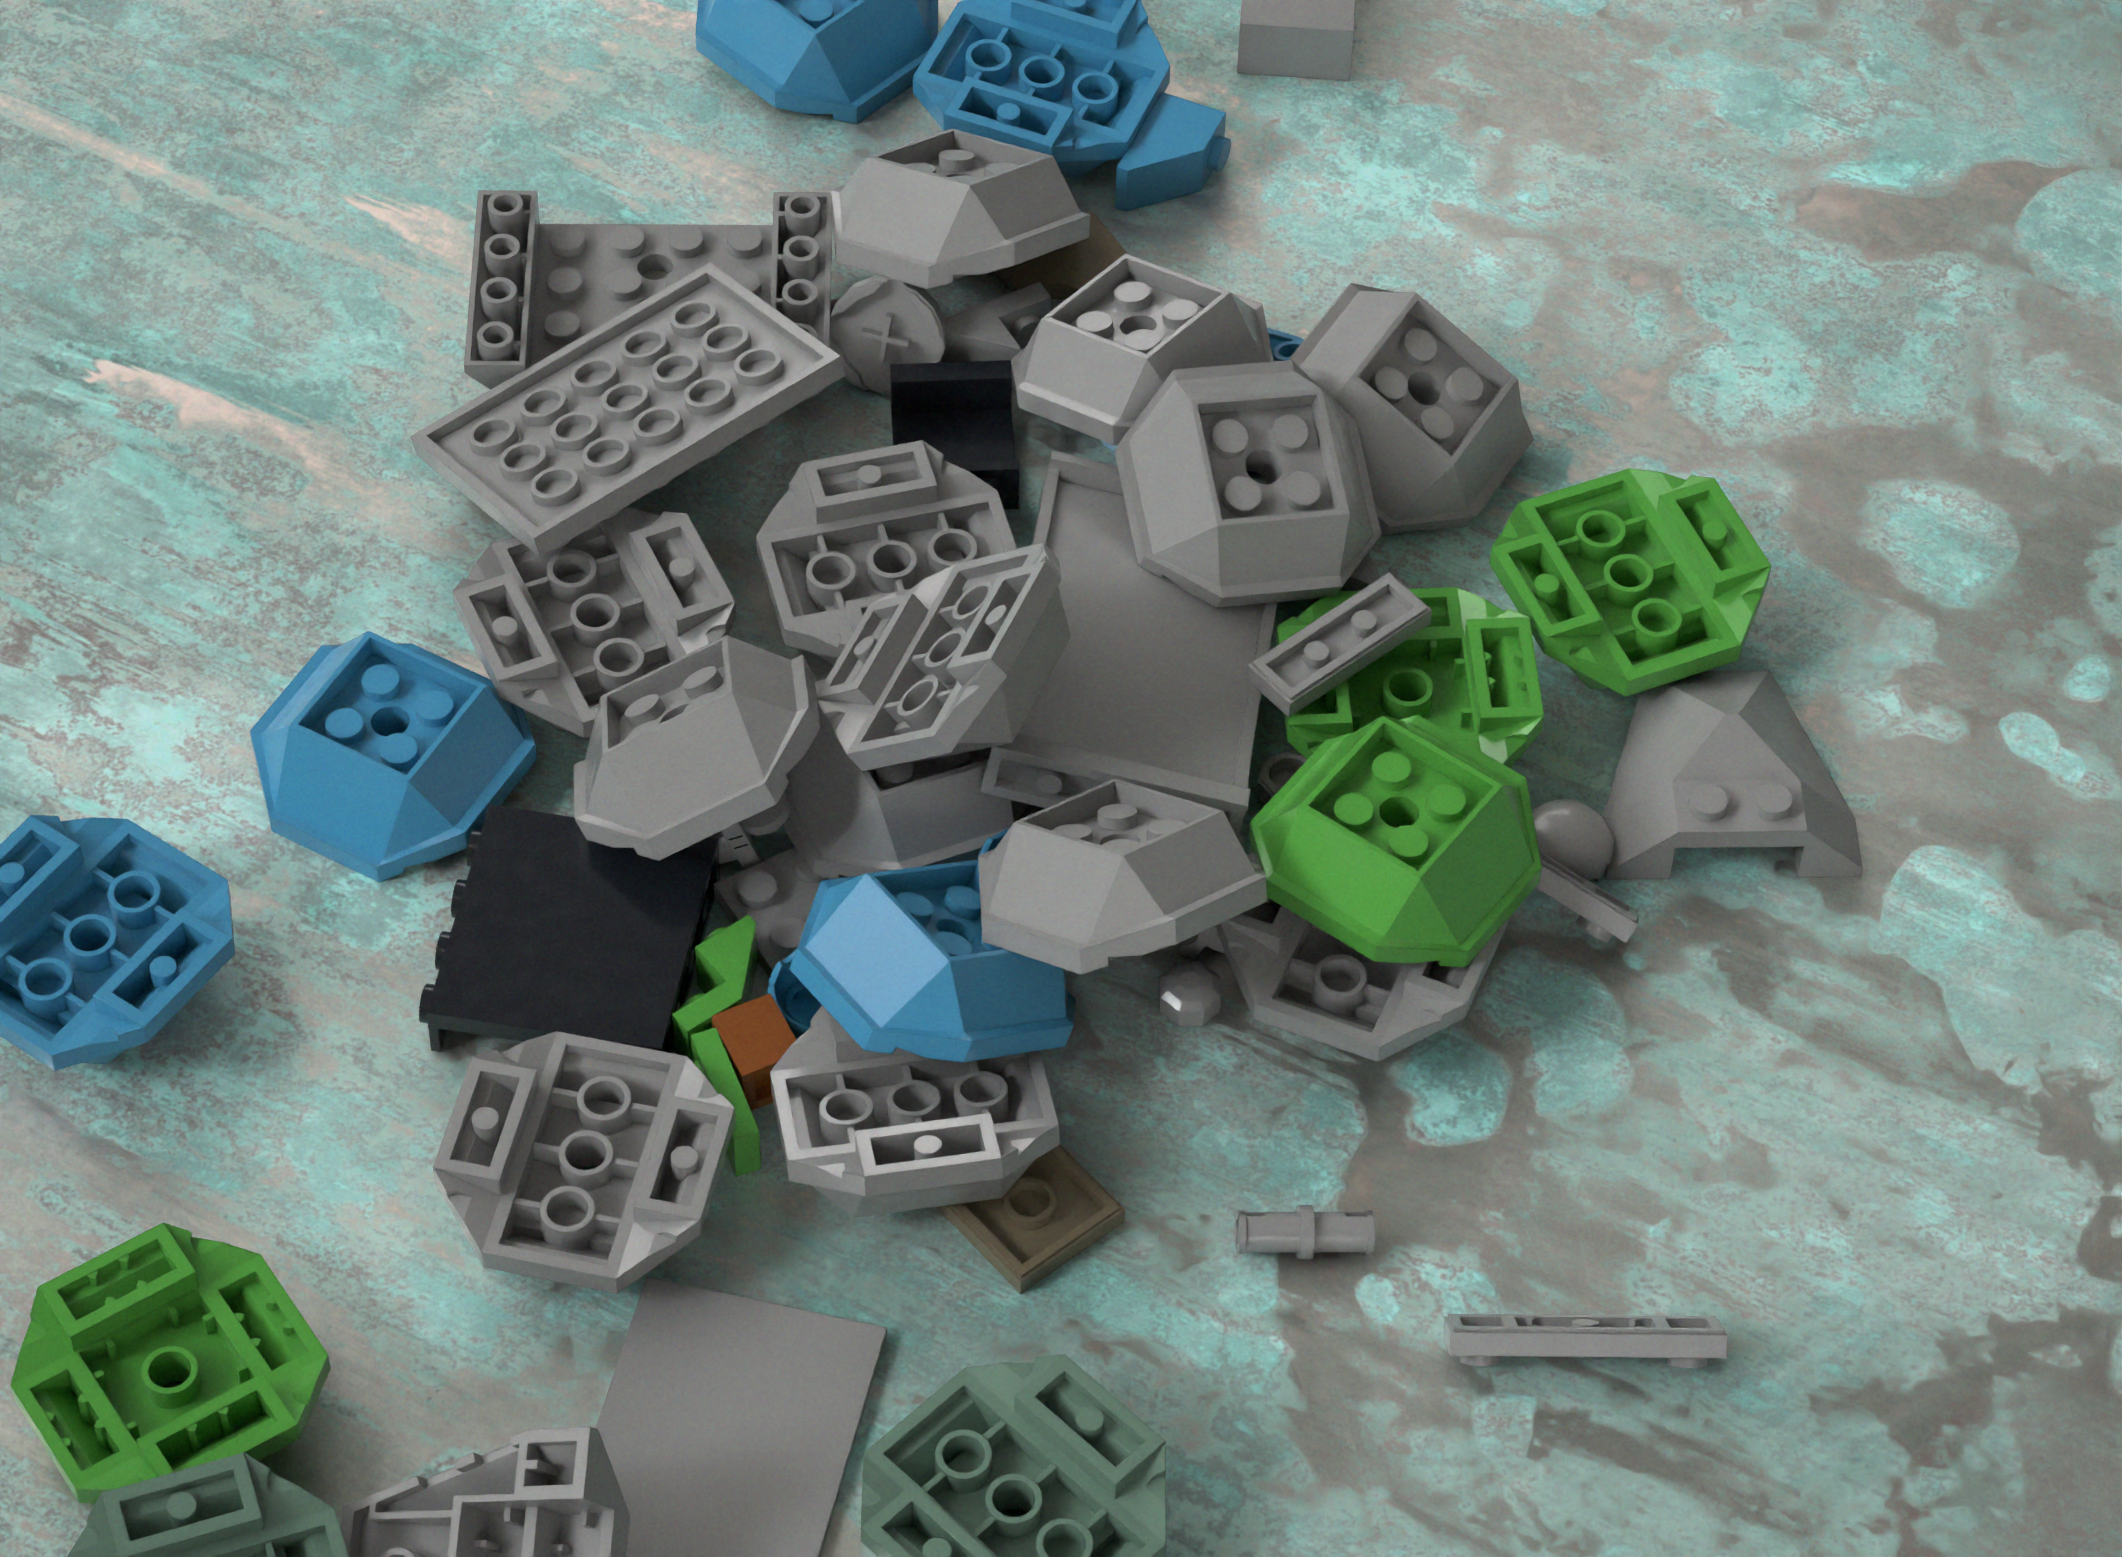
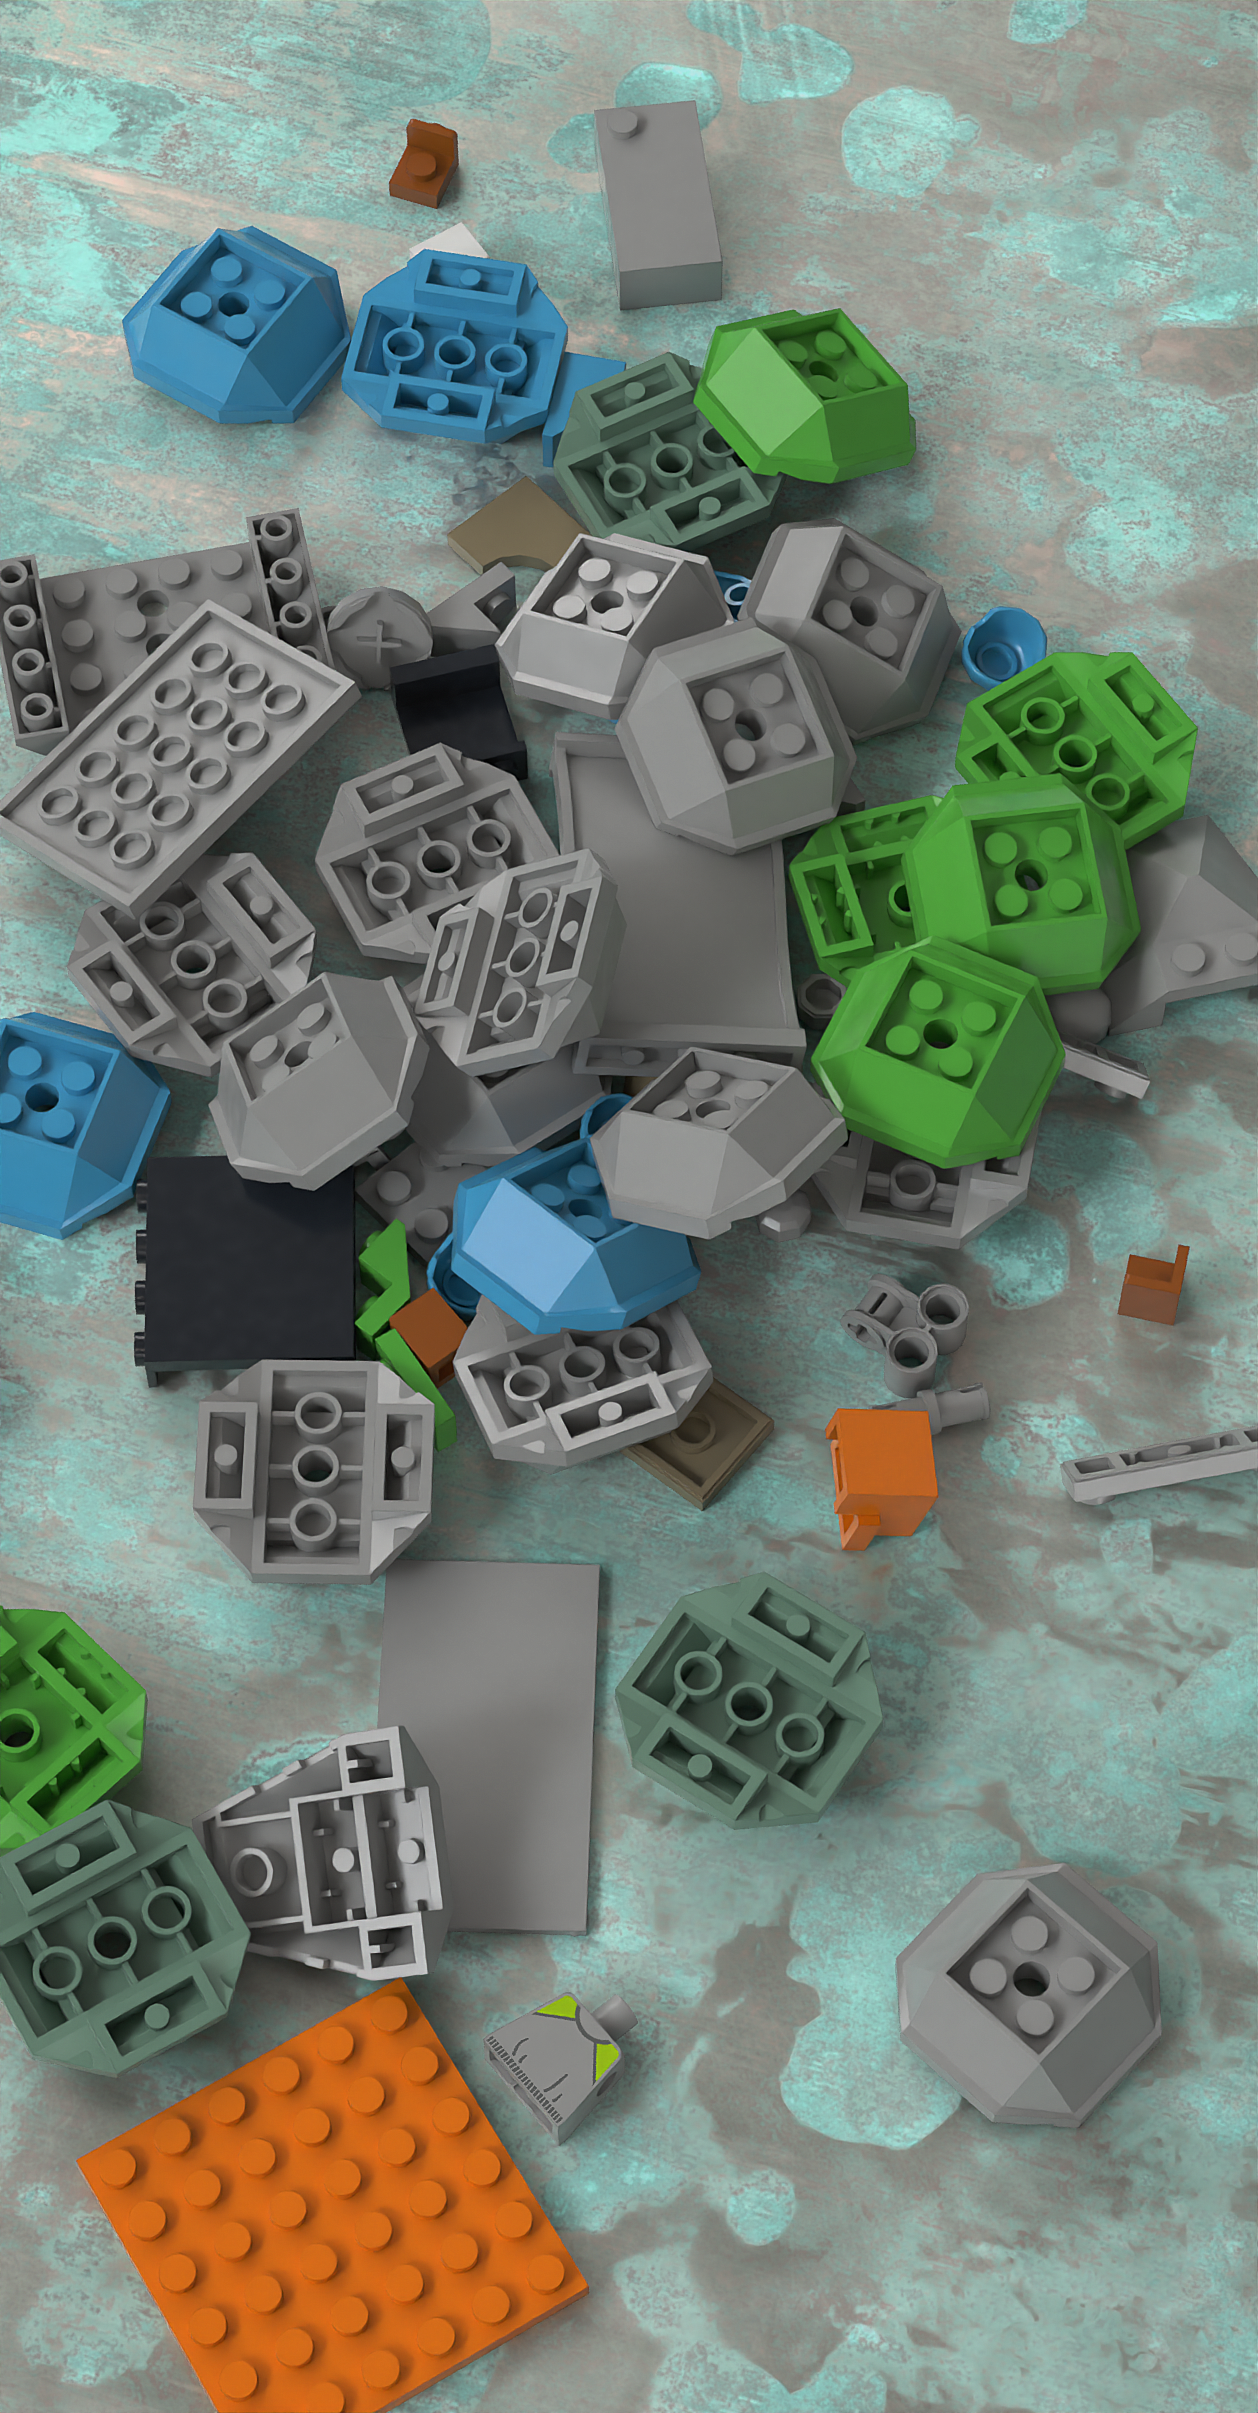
camera: 10 degrees left, 10 degrees up
(953, 210) = (414, 514): light grey piece -> none
(1229, 1280) = (881, 1473): none -> orange plate
(1250, 206) = (629, 438): none -> sand green piece
(1299, 1136) = (900, 1328): none -> light grey piece
(1339, 644) = (846, 875): light grey tile -> none
(1413, 172) = (806, 397): none -> bright green piece
(1573, 453) = (1002, 646): none -> dark azure hair
(1575, 742) = (1038, 827): none -> bright green piece
(1594, 1147) = (1153, 1287): none -> dark orange panel

